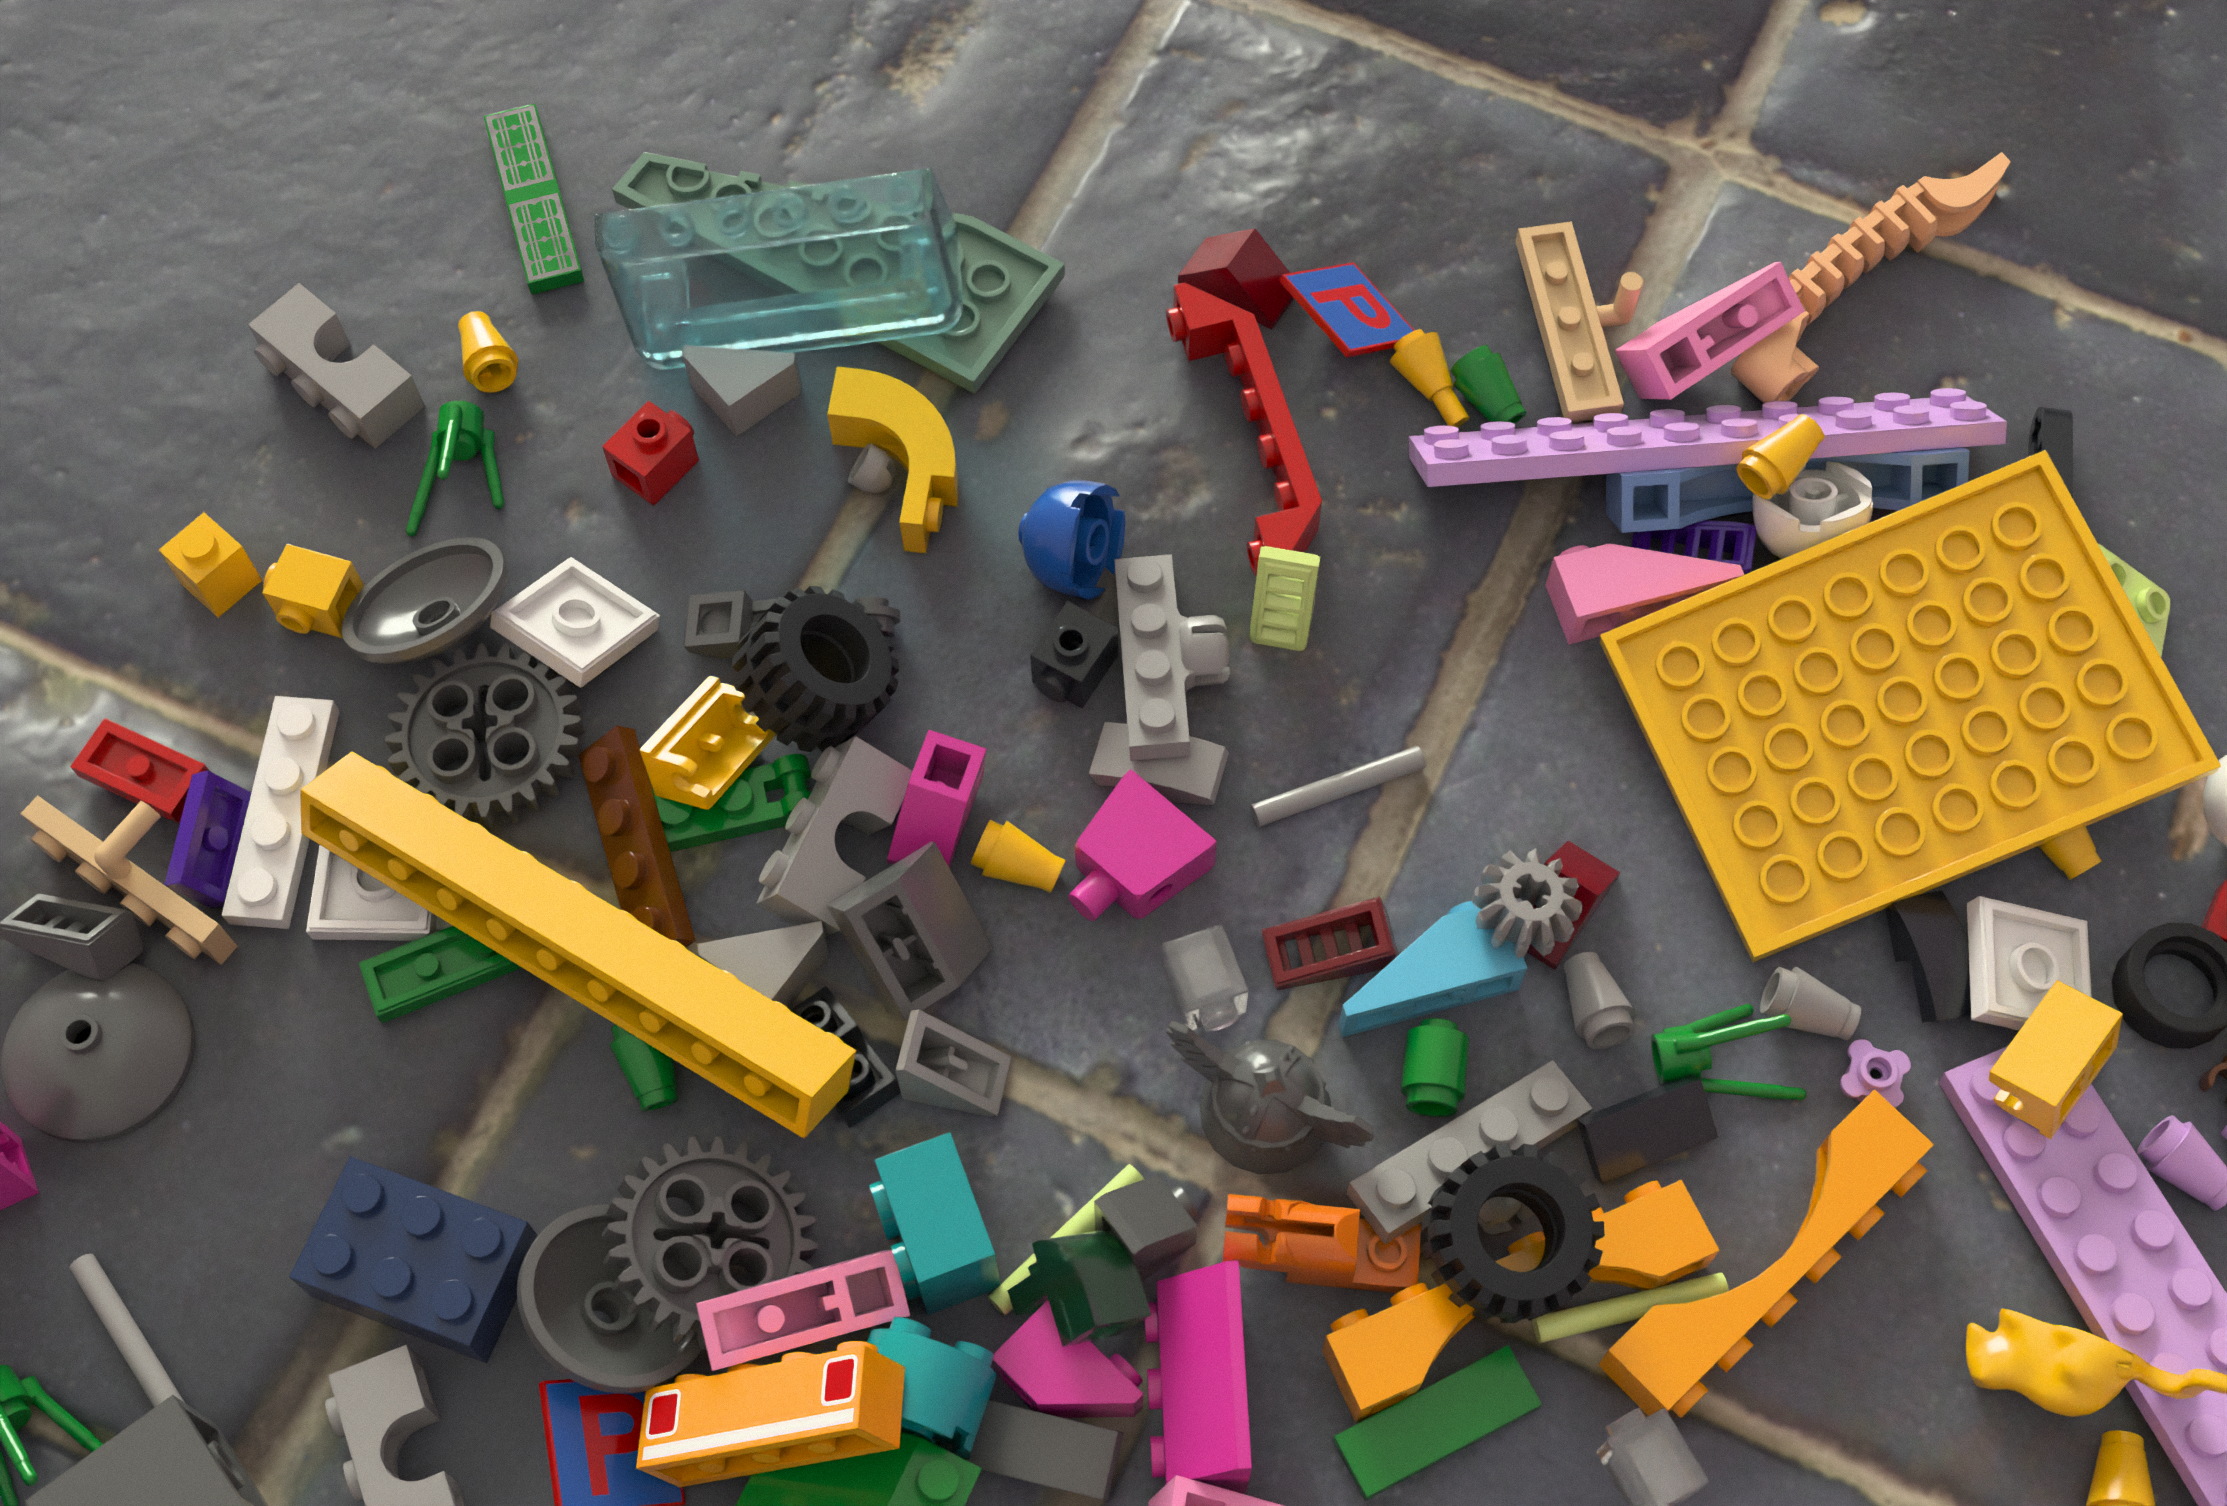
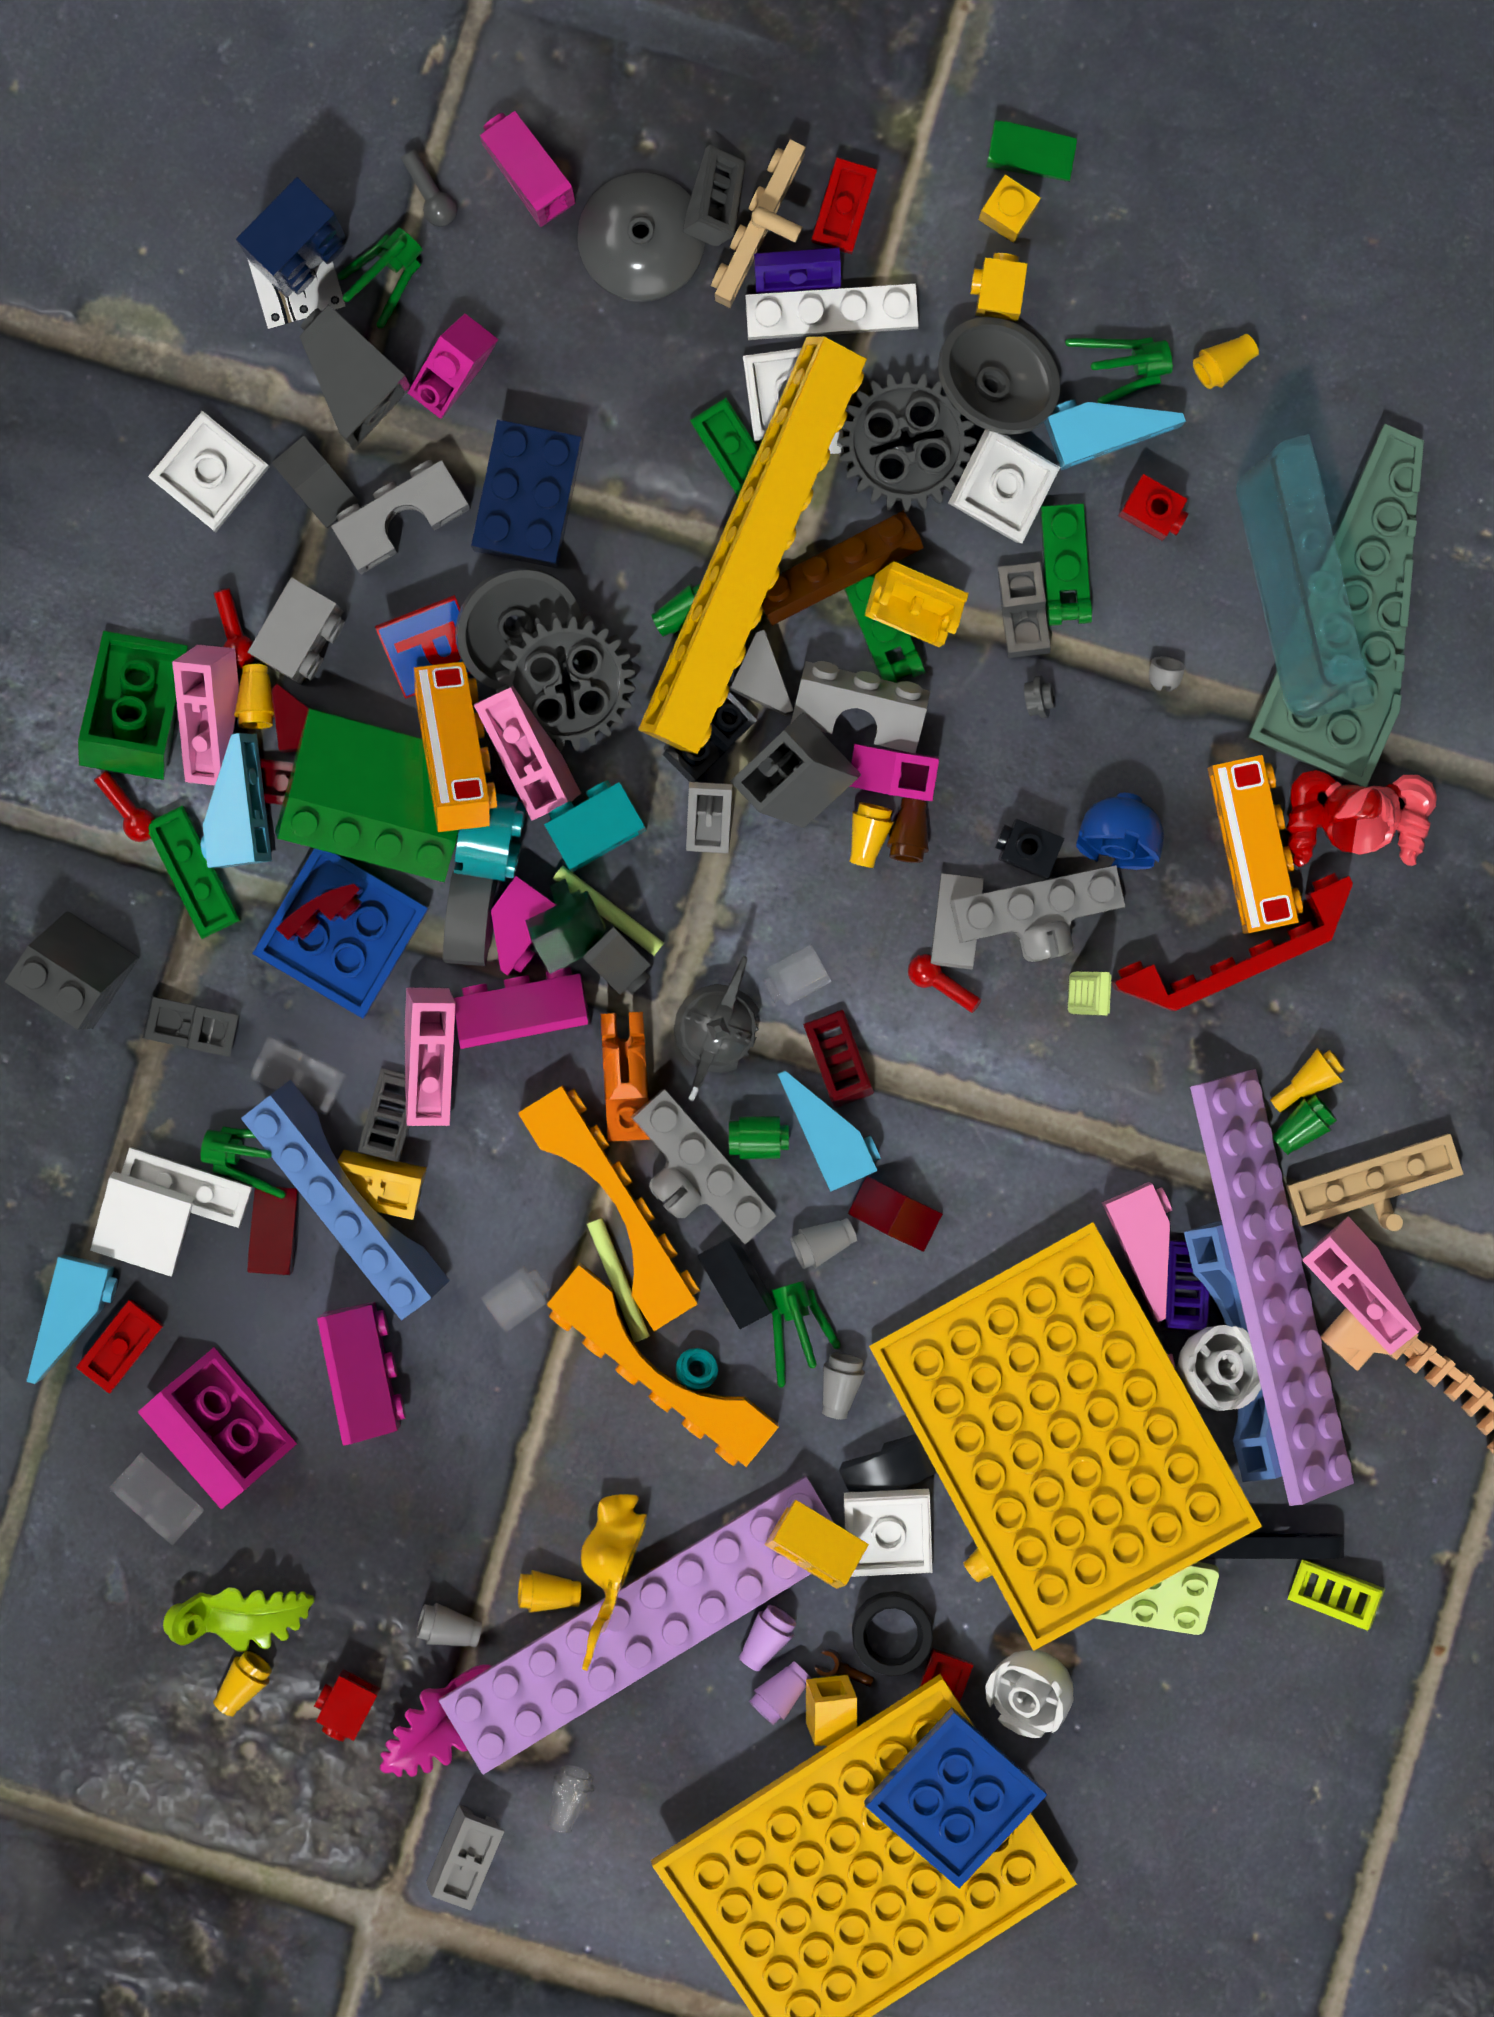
camera: 85 degrees right, 25 degrees up
(123, 1329) = (466, 305): light grey bar -> none
(130, 551) = (1031, 151): none -> green slope
(195, 1346) = (452, 365): none -> dark pink slope
(363, 395) = (1212, 218): light grey arch -> none
(532, 497) = (1099, 429): none -> medium azure slope
(533, 199) = (1376, 360): tile -> none
(696, 566) = (1065, 562): none -> green plate
(742, 383) = (1222, 561): light grey slope -> none
(790, 693) = (966, 643): black tyre -> none
(909, 428) = (1211, 679): yellow arch -> none
(1030, 805) = (909, 834): none -> reddish brown cone
(1098, 280) = (1359, 816): none -> hair
(1115, 396) = (1254, 844): none -> light orange brick
(1138, 852) = (883, 915): dark pink torso -> none
(1226, 815) = (927, 975): none -> red bar
(1241, 272) = (1380, 924): dark red slope -> none
(1337, 786) = (960, 1049): light grey bar -> none
(1347, 308) = (1356, 1012): piece -> none
(1436, 1422) = (525, 1163): green tile -> none
(1534, 886) = (883, 1189): light grey gear -> none
(1555, 1201) = (609, 1221): black tyre -> none
(1770, 1192) = (705, 1361): none -> teal plate
(1778, 458) = (1244, 1339): yellow cone -> none
(1864, 1057) = (793, 1420): lavender plate -> none
(2132, 395) = (1358, 1585): none -> neon yellow slope

